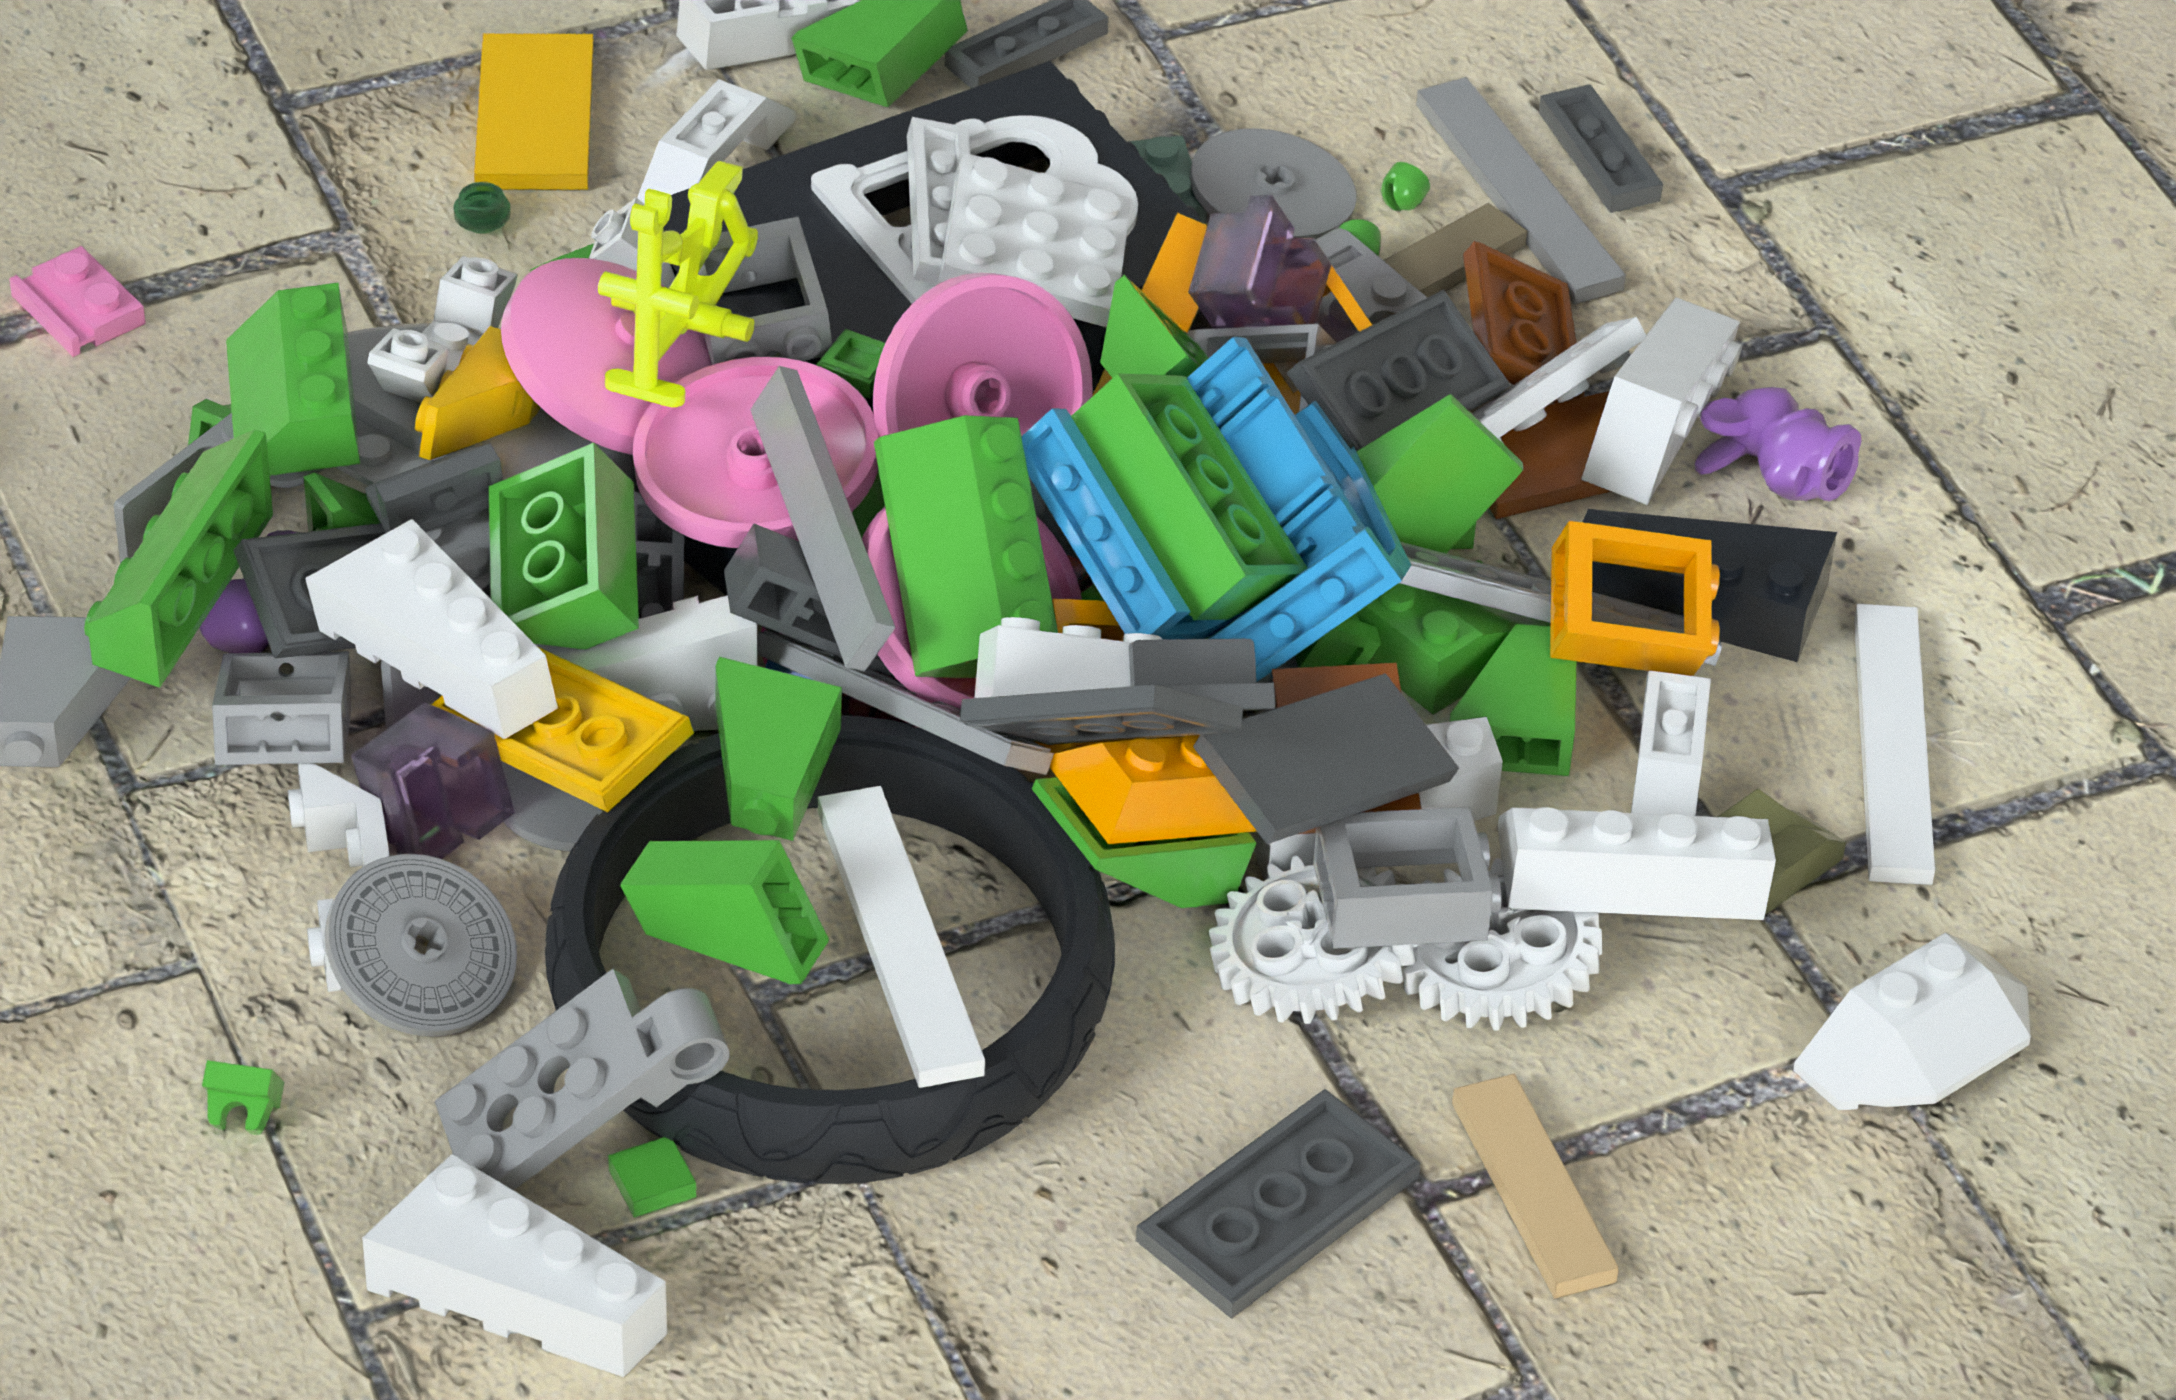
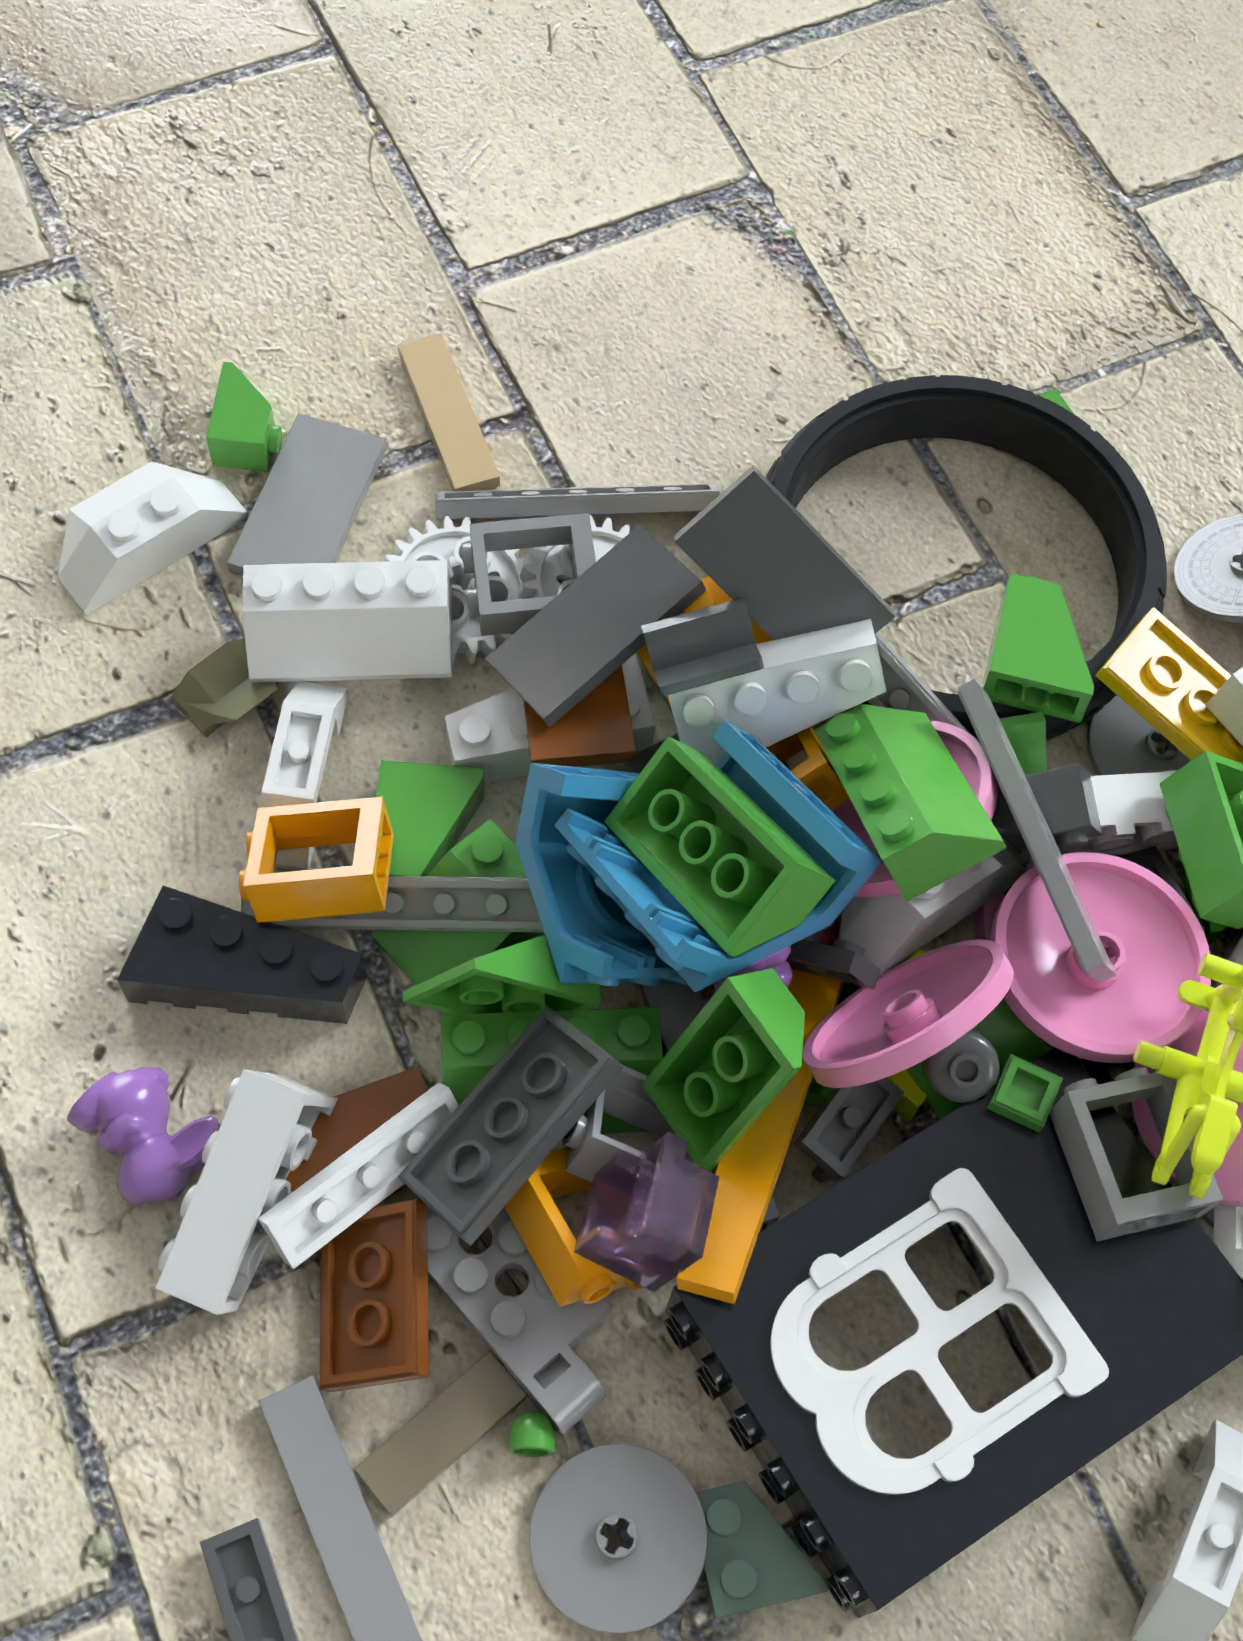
camera: 175 degrees right, 20 degrees up
(517, 1268) = (1121, 328): white wedge -> none
(612, 1061) = (1118, 413): light grey hinge -> none
(728, 903) = (1045, 499): bright green slope -> none
(901, 937) = (913, 506): white tile -> none
(932, 165) = (975, 1305): white plate -> none
(1039, 231) = (875, 1239): white plate -> none
(1277, 1203) = (623, 404): dark grey tile -> none
(1342, 1049) = (575, 501): none -> light grey tile
(1404, 187) = (479, 1539): bright green hinge -> none
(1712, 1071) = (309, 496): none -> light grey tile
(1821, 1150) = (241, 424): none -> bright green slope
(1893, 745) = (108, 815): white tile -> none

